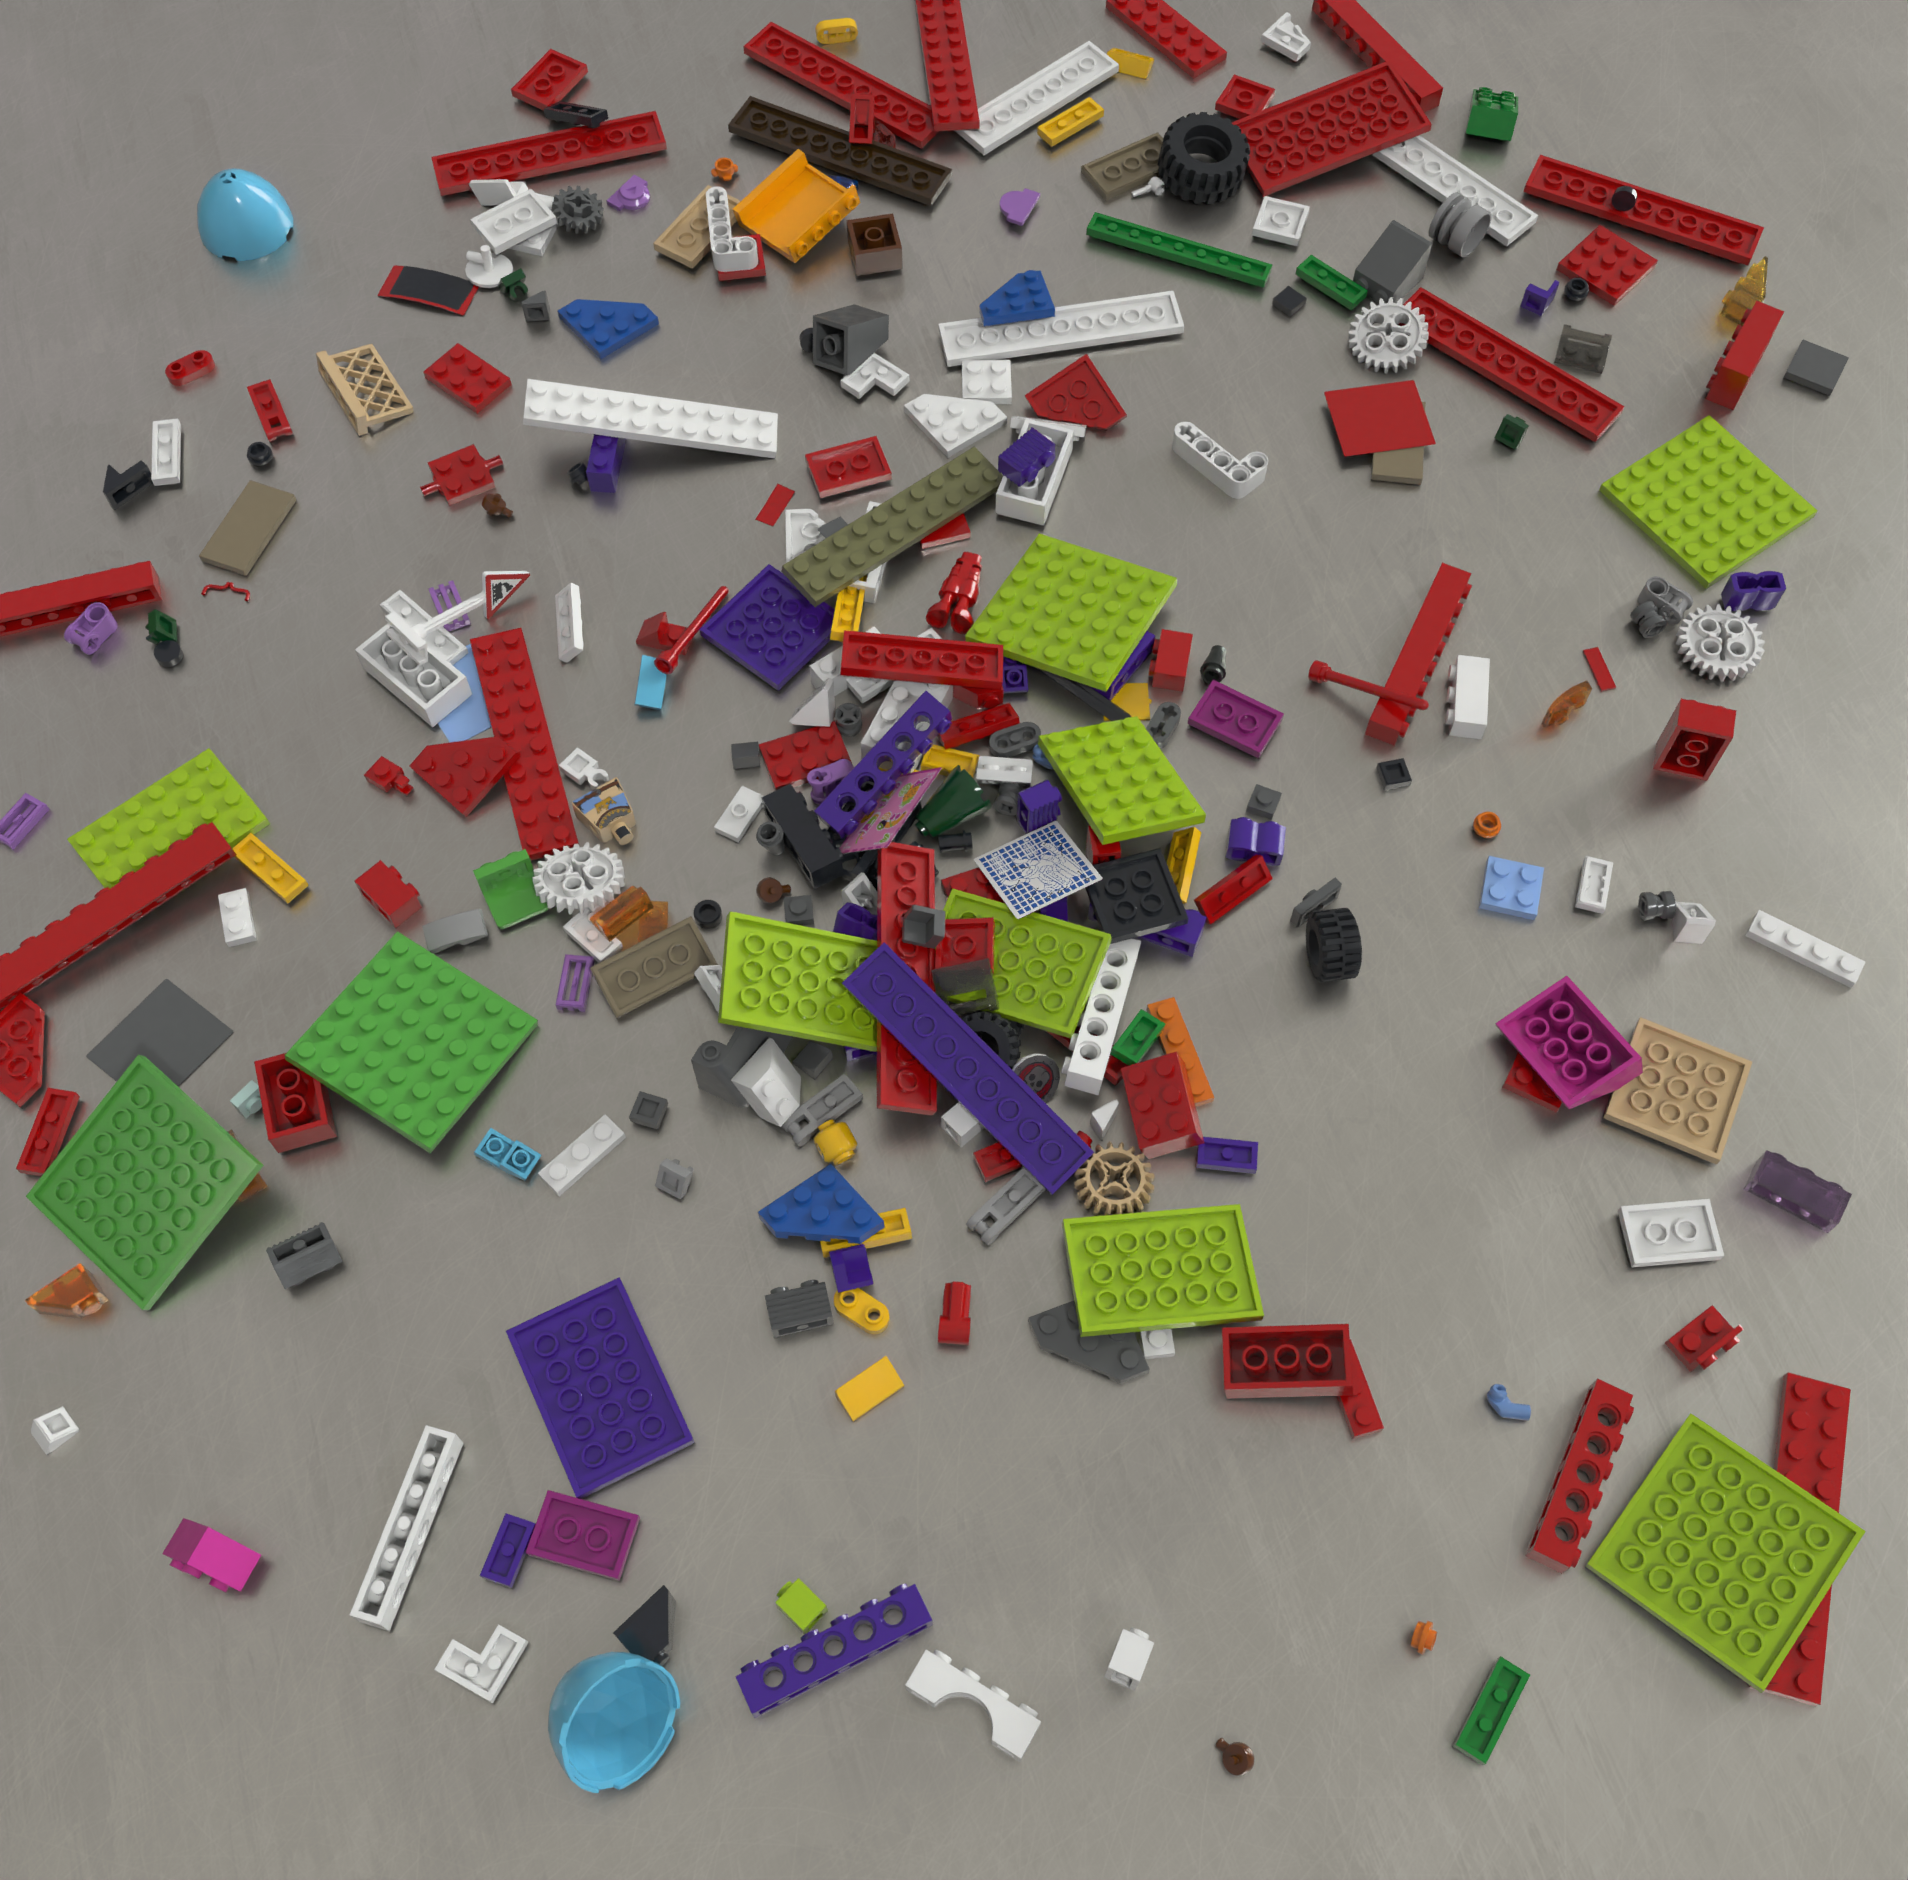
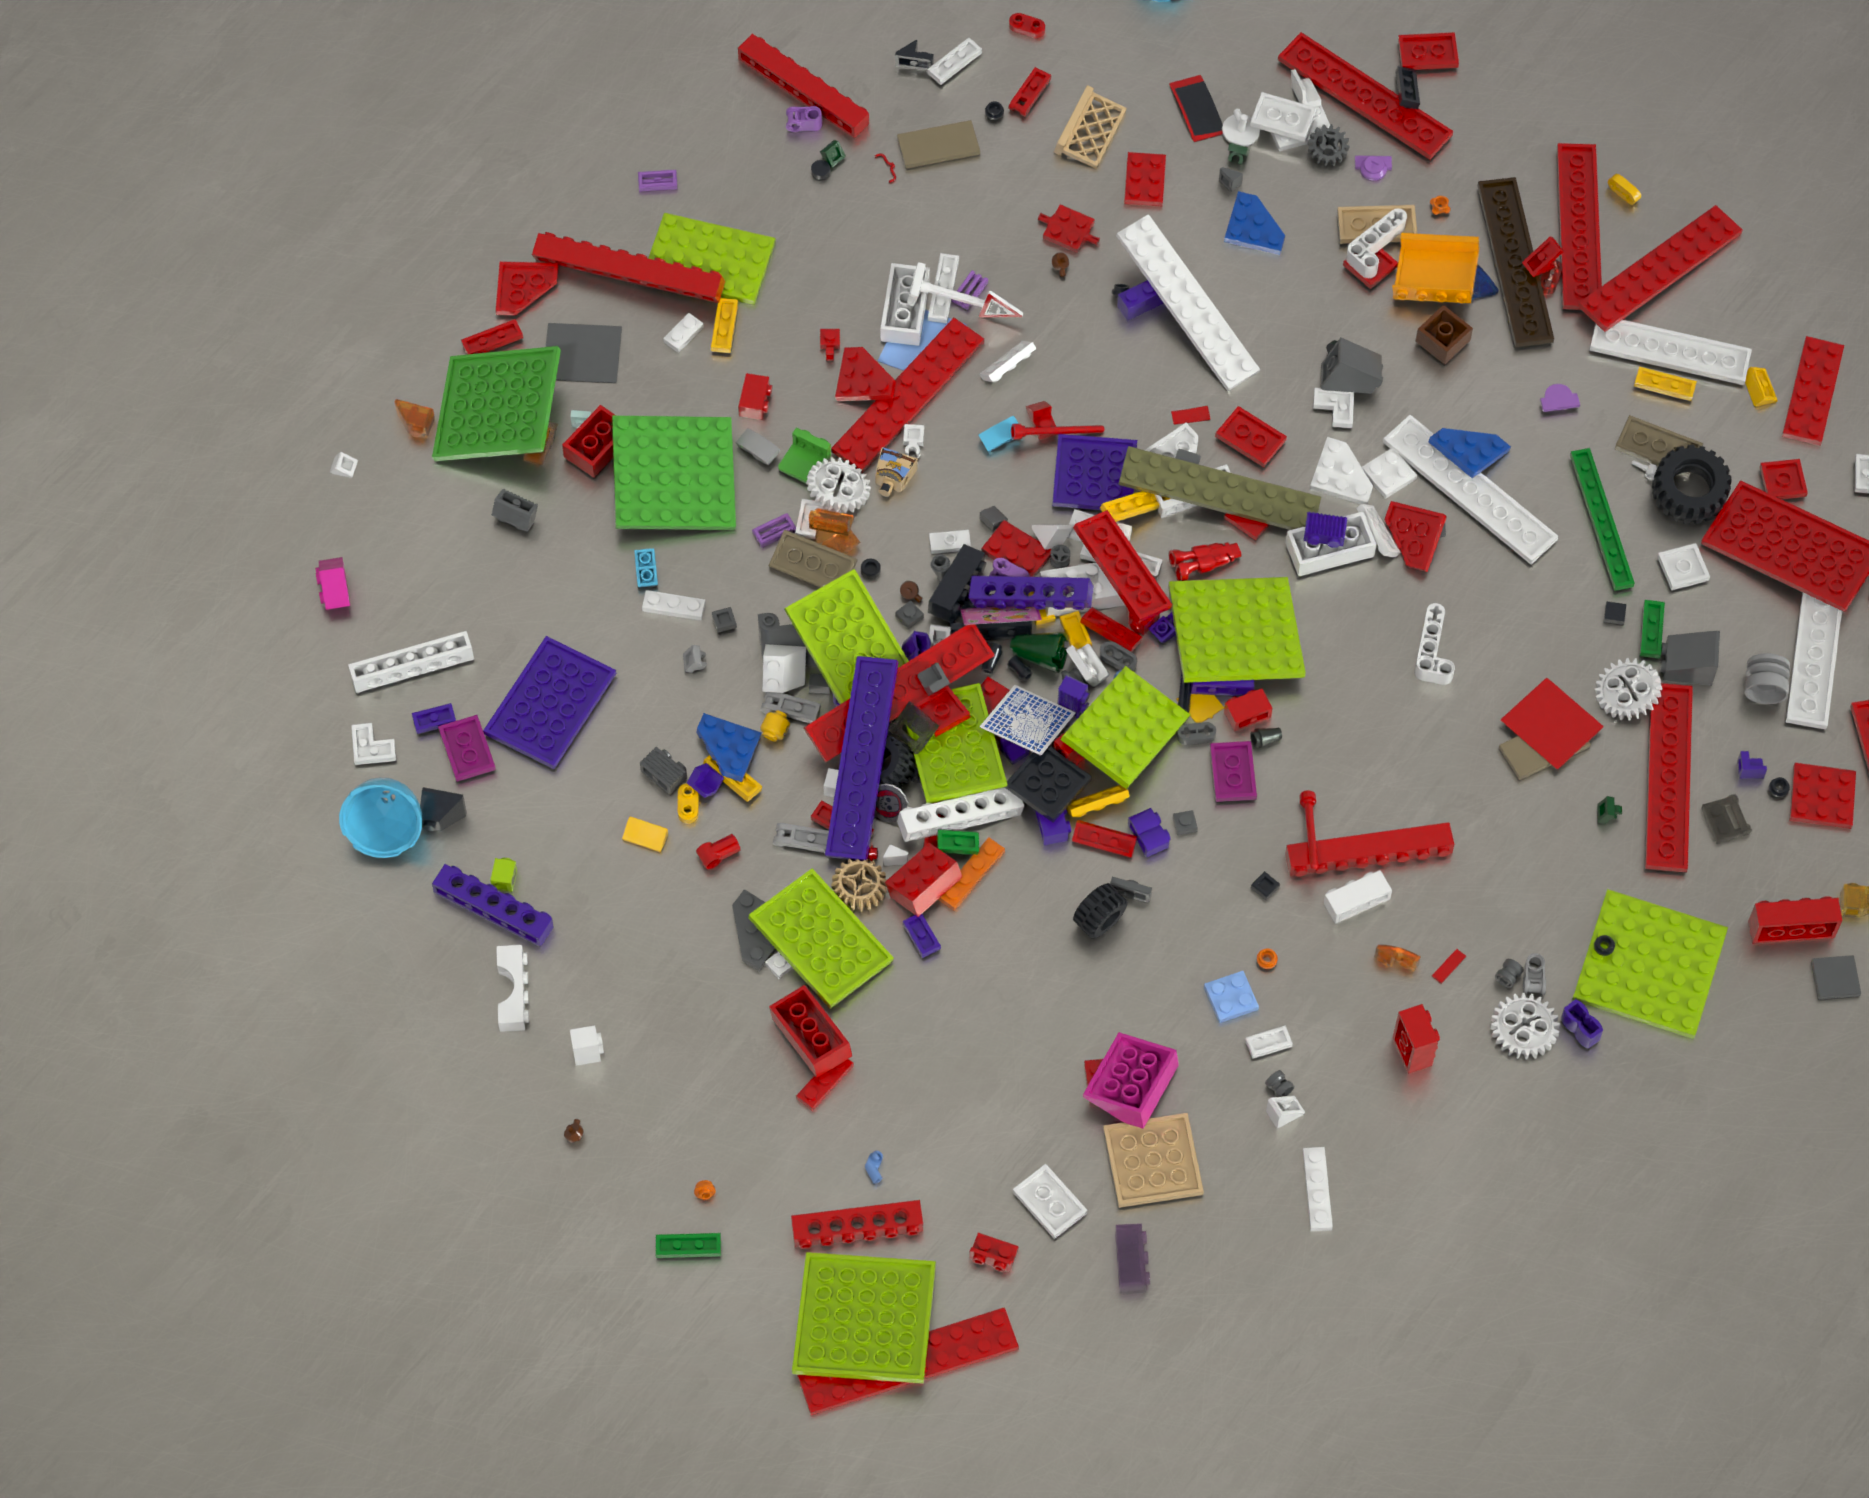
camera: 55 degrees right, 0 degrees up
(1674, 518) = (1607, 941): none -> black plate

